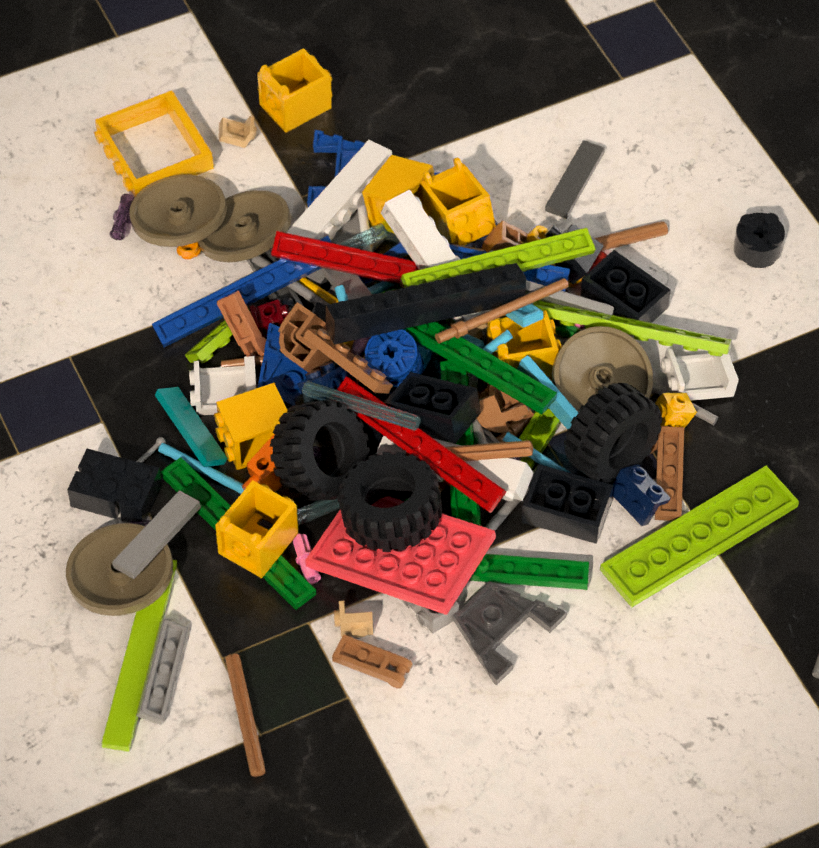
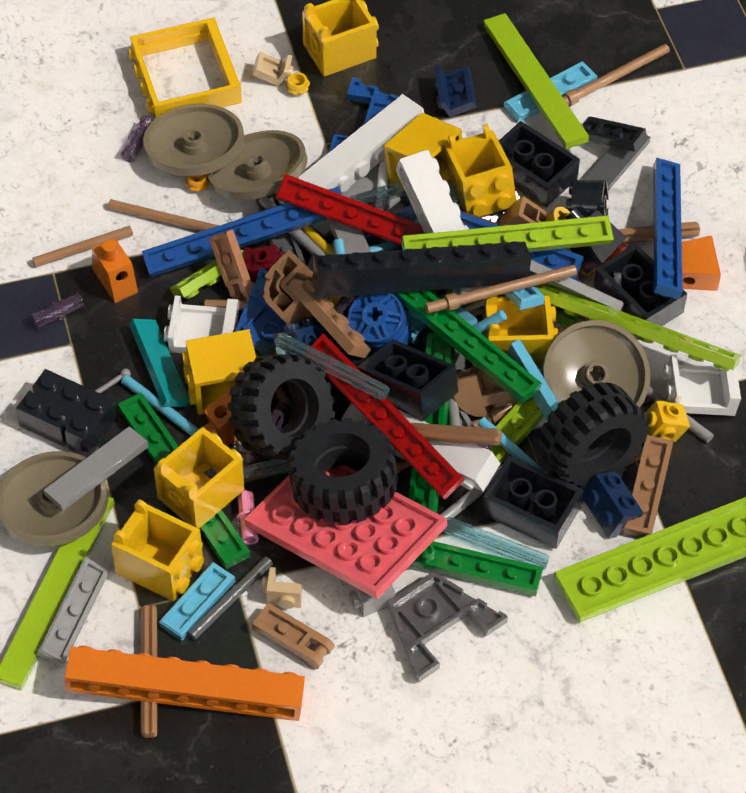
camera: 10 degrees right, 0 degrees up
(82, 392) = (57, 310): none -> clear purple pin
(92, 327) = (80, 246): none -> medium nougat bar
(124, 339) = (110, 261): none -> orange torso
(160, 288) = (159, 216): none -> medium nougat bar
(231, 603) = (157, 551): none -> yellow container
(263, 143) = (297, 83): none -> yellow plate
(275, 644) = (197, 601): none -> medium azure tile
(283, 720) = (184, 683): none -> orange brick
(305, 636) = (218, 609): none -> dark grey bar
(414, 129) = (455, 90): none -> dark blue bracket
(488, 109) = (536, 81): none -> lime tile
(502, 118) = (522, 105): none -> medium azure tile
(511, 188) = (538, 164): none -> black brick
(525, 119) = (573, 96): none -> medium nougat bar
(541, 547) = (495, 543): none -> clear light blue axle
(560, 211) = (588, 196): none -> black brick
(568, 150) = (614, 133): none -> black plate
(639, 232) = (667, 229): none -> blue plate
(669, 261) = (700, 264): none -> orange torso

